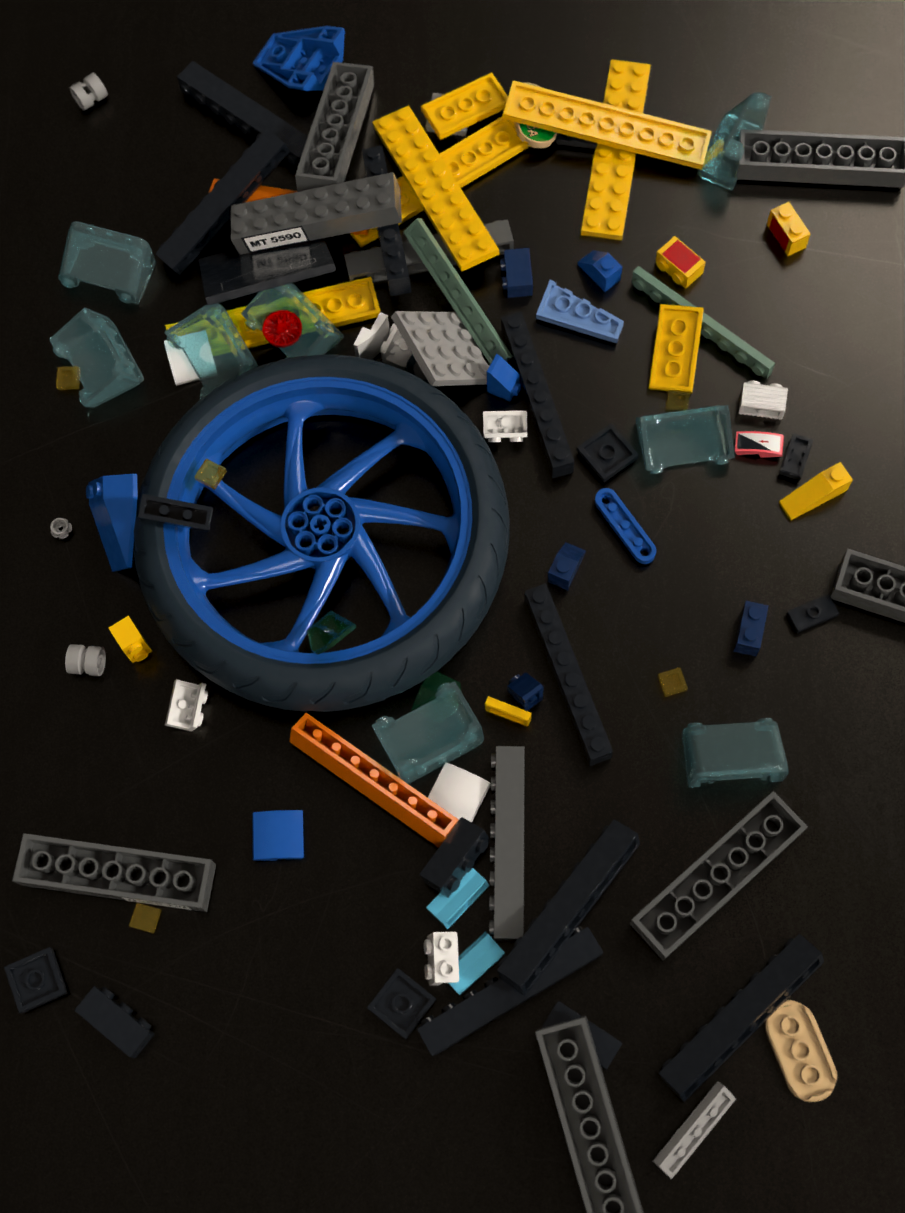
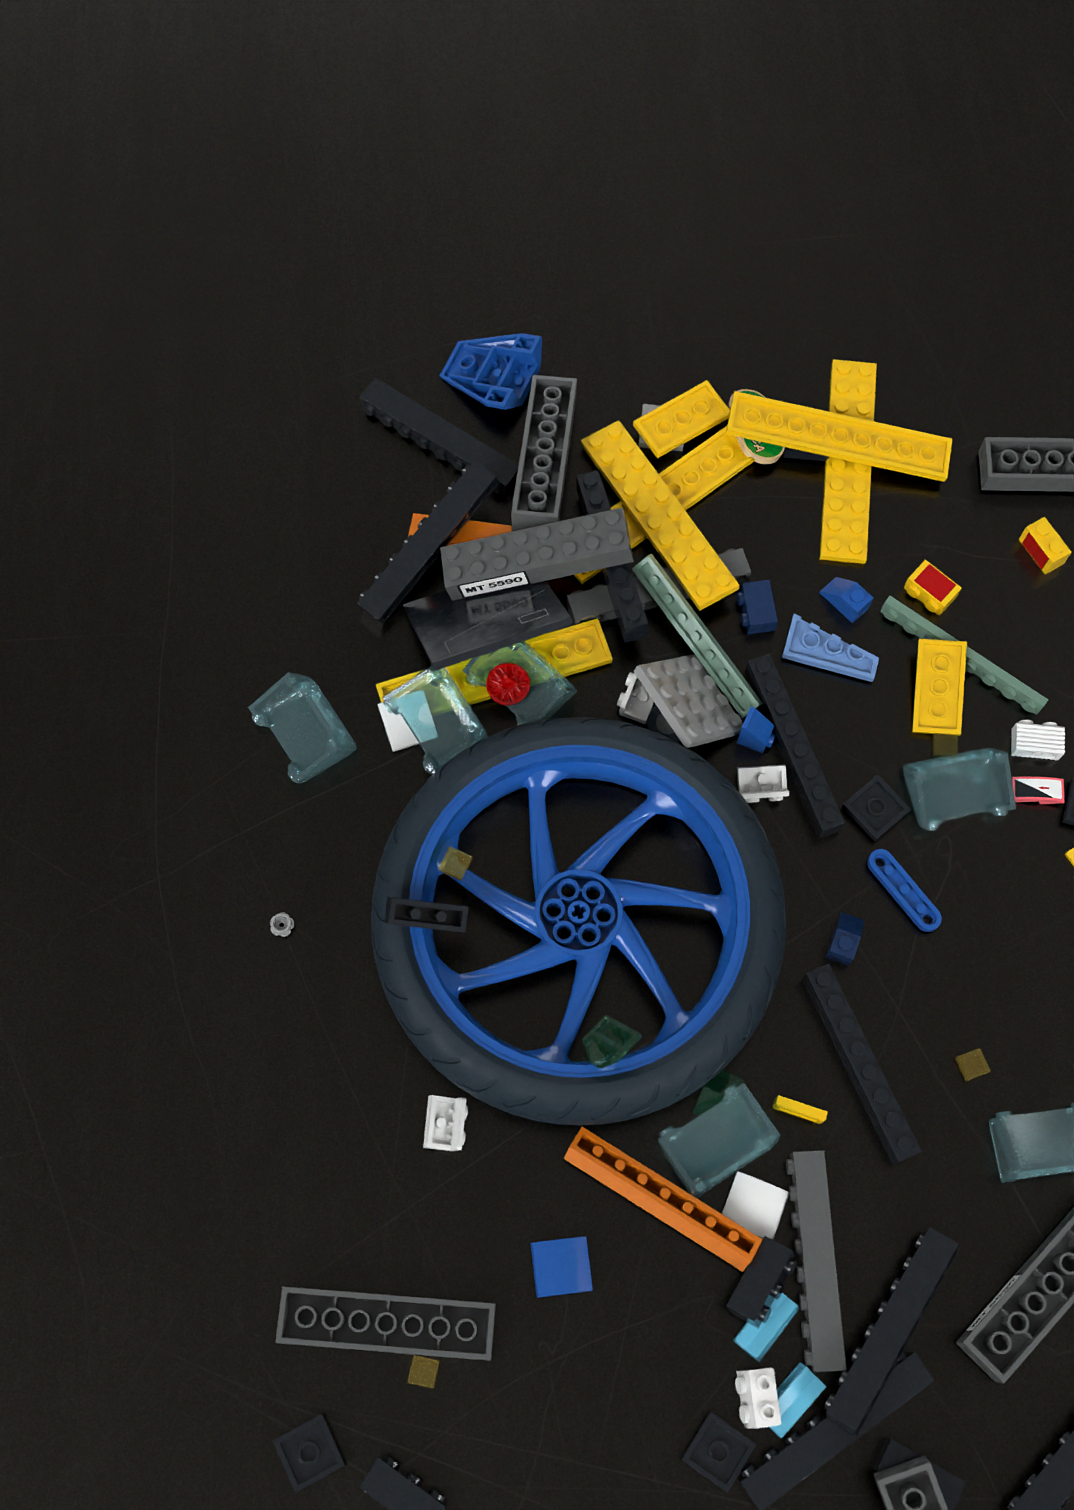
camera: 10 degrees left, 0 degrees up
(68, 378) = (271, 749): clear yellow tile -> none
(81, 659) = (326, 1077): light grey wheel -> none
(93, 86) = (267, 412): light grey wheel -> none
(106, 261) = (302, 614): clear light blue windscreen -> none
(114, 511) = (349, 913): blue wedge -> none
(130, 639) = (377, 1053): yellow brick -> none
(369, 341) = (608, 693): white slope -> none
(525, 691) = (817, 1085): dark blue slope -> none
(724, 150) = (968, 466): clear light blue windscreen -> none
(751, 628) = (1052, 1000): dark blue brick -> none

